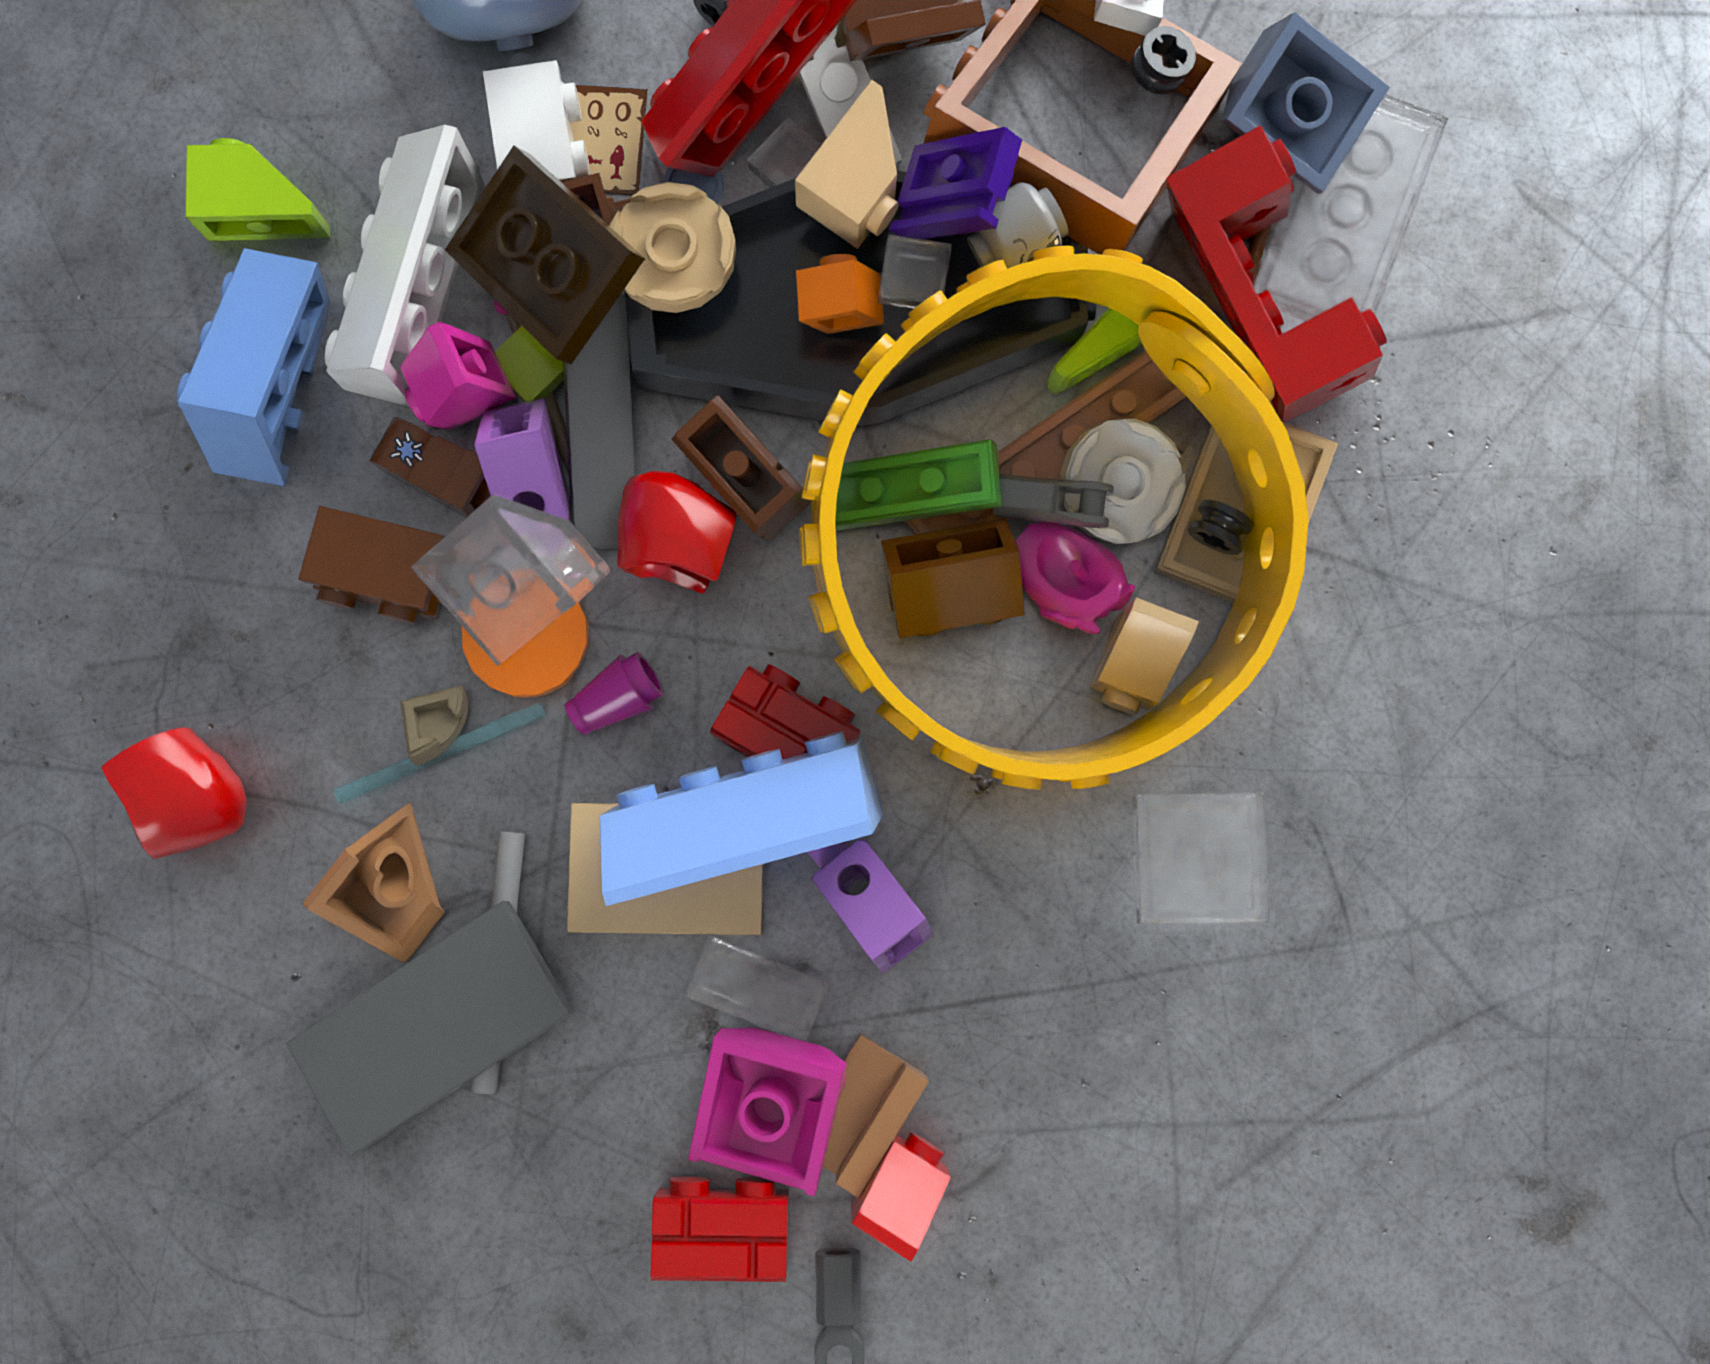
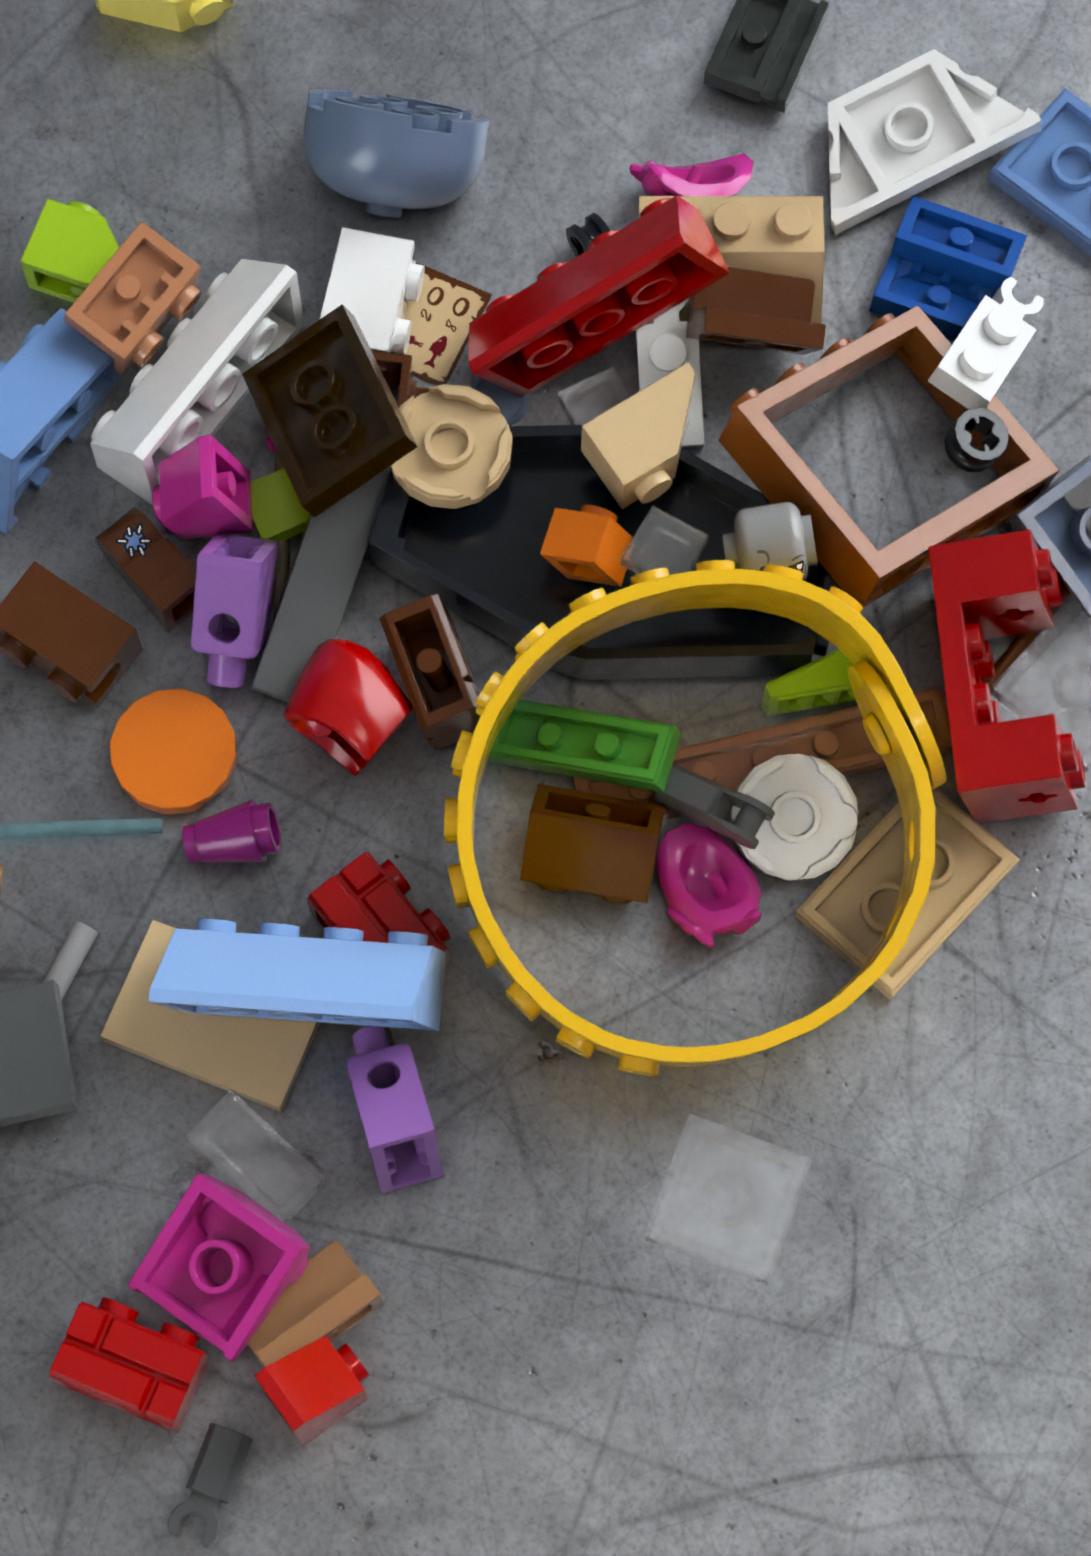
camera: 25 degrees right, 10 degrees down
(312, 211) = (136, 298): none -> nougat bracket
(433, 722) = (56, 798): dark tan tile -> none
(510, 573) = (182, 684): clear slope -> none
(956, 184) = (728, 482): dark purple plate -> none
(1141, 656) = (740, 981): tan slope -> none
(1220, 527) = (866, 890): black bush -> none

